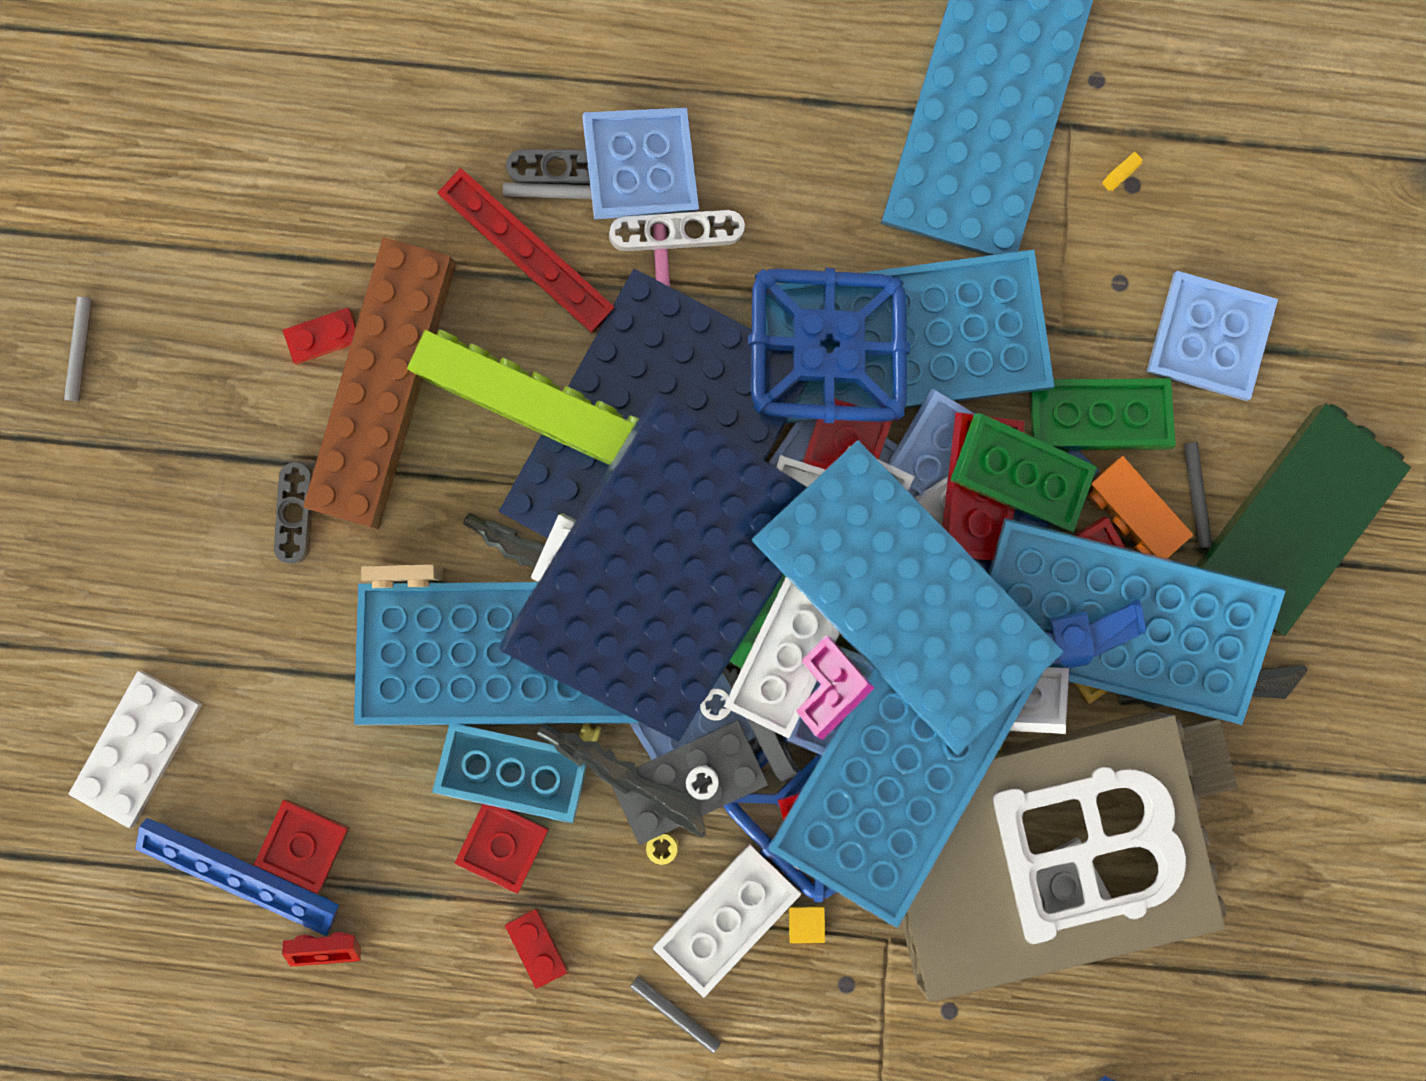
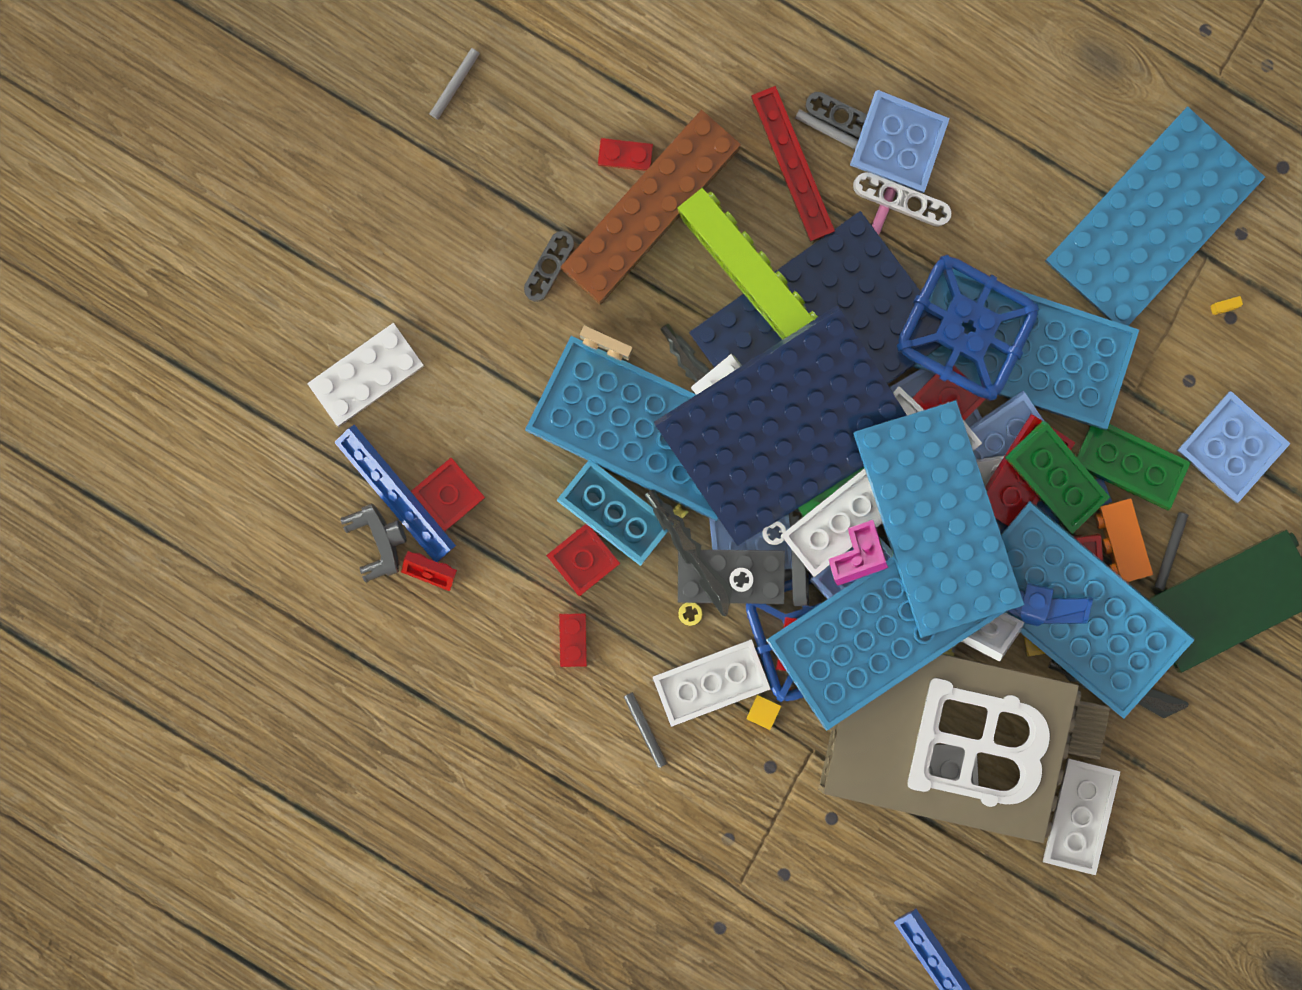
camera: 25 degrees right, 0 degrees up
(250, 935) = (386, 537): none -> dark grey connector
(1248, 865) = (1081, 816): none -> white plate

